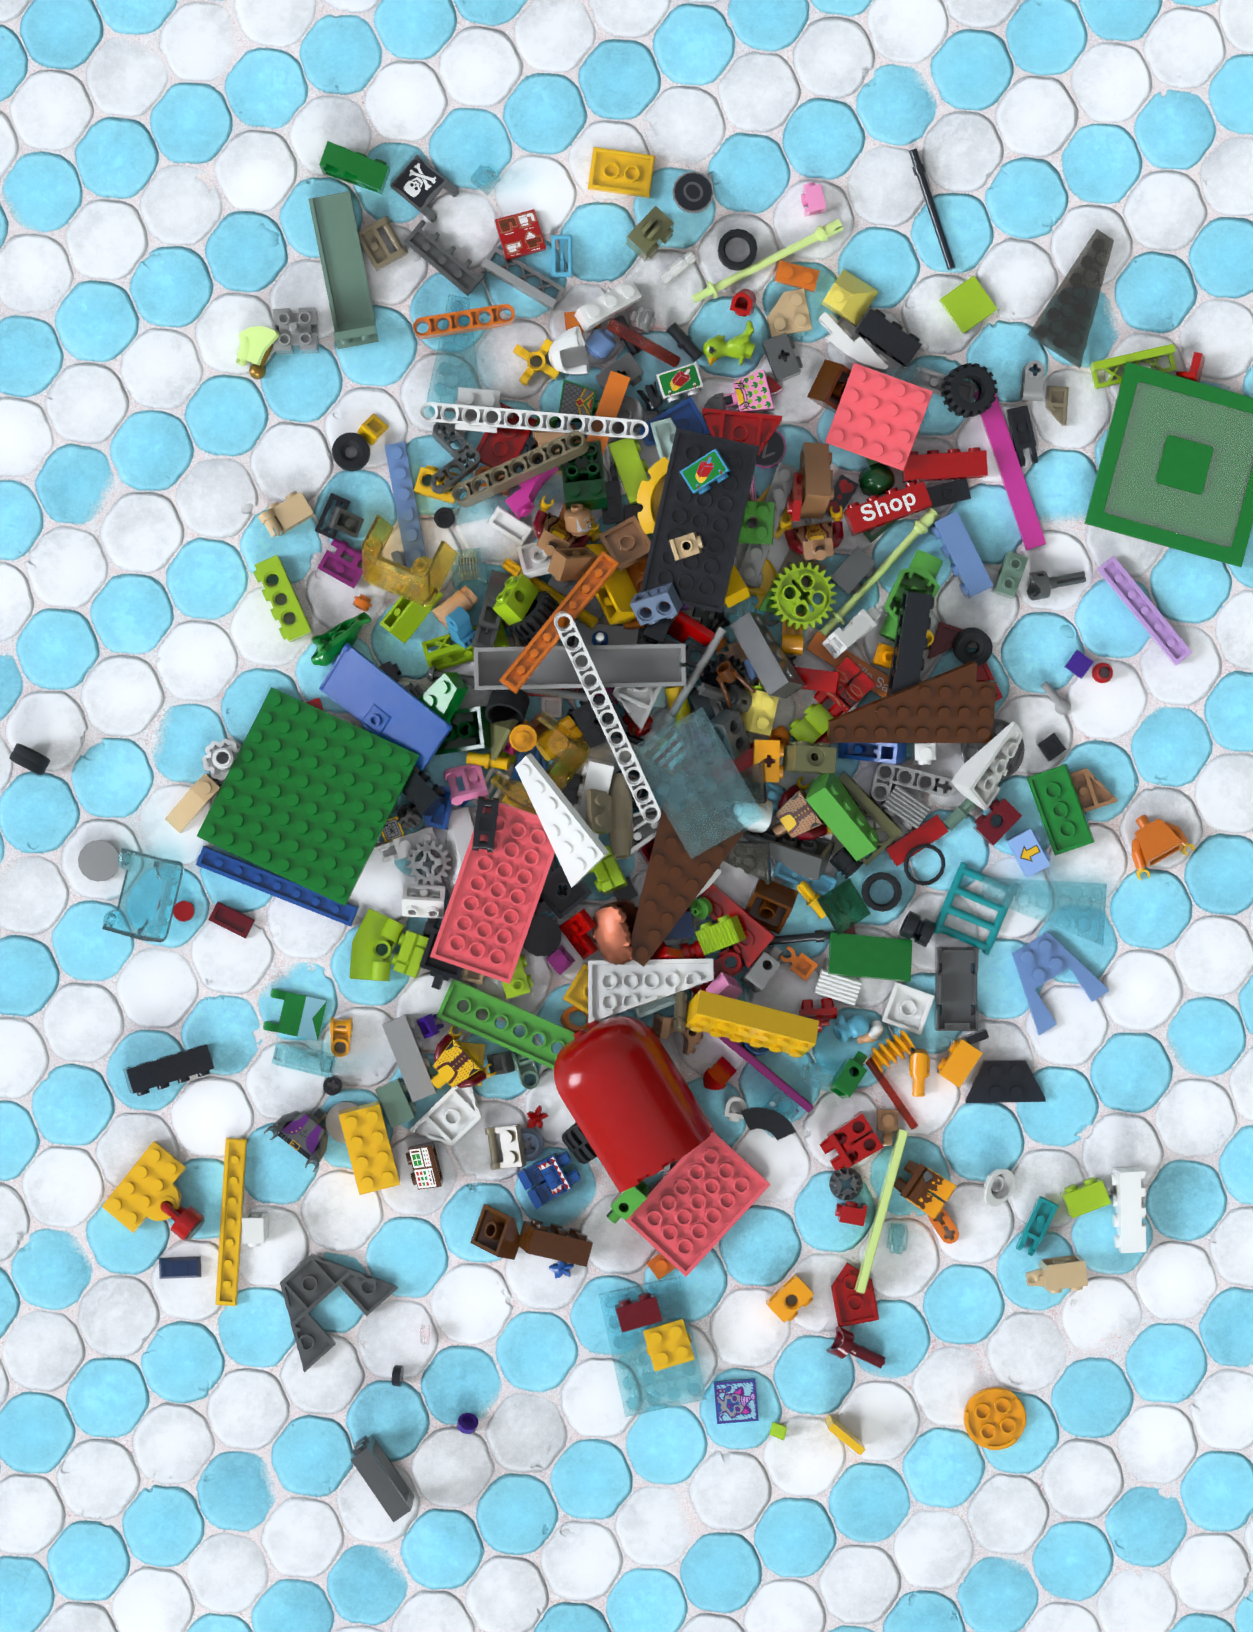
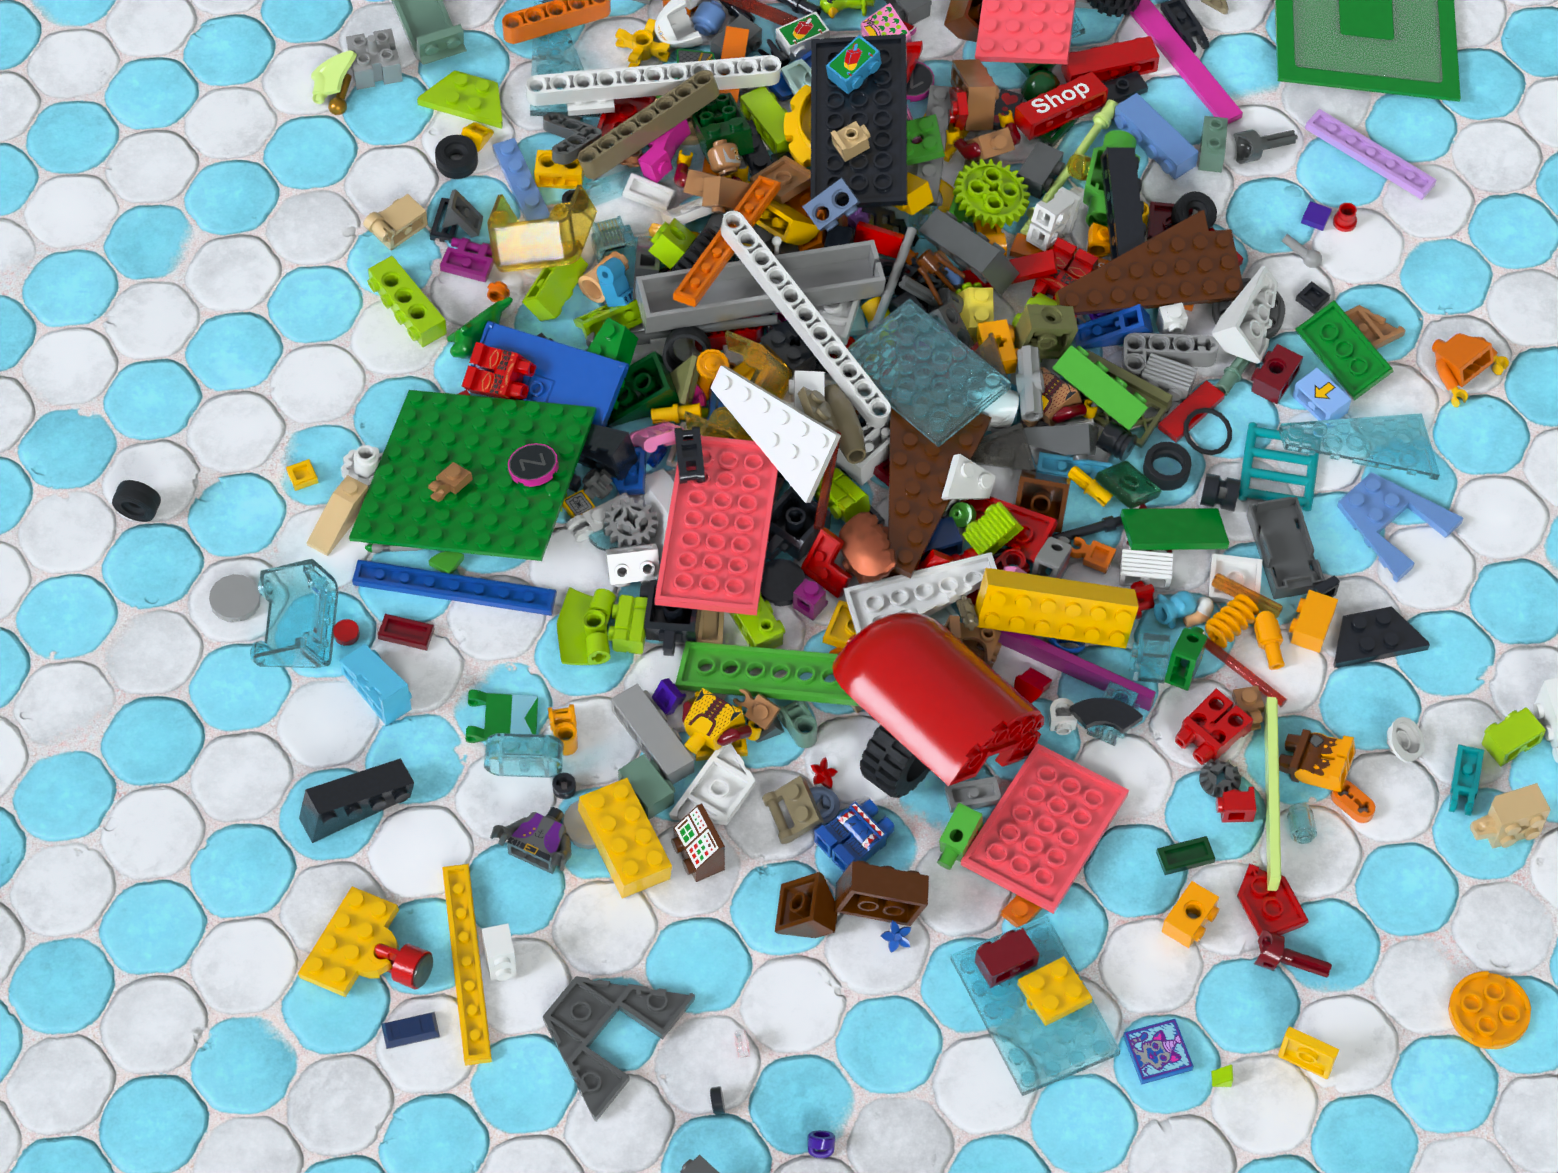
camera: 10 degrees left, 30 degrees down
(170, 752) = (302, 475): none -> yellow tile
(199, 967) = (377, 683): none -> medium azure wedge
(287, 805) = (450, 479): none -> medium nougat plate
(345, 698) = (497, 373): none -> red hips
(355, 810) = (533, 464): none -> tile
(371, 385) = (466, 98): none -> lime wing
(495, 1058) = (760, 709): none -> medium nougat plate
(591, 876) = (825, 490): none -> clear red bar
(709, 890) = (967, 480): none -> white wing
(784, 808) = (1030, 383): none -> light grey piece
(801, 1243) = (1185, 855): none -> dark green tile
(886, 580) = (1078, 166): none -> clear yellow tile
(911, 1030) = (1234, 588): none -> clear orange axle

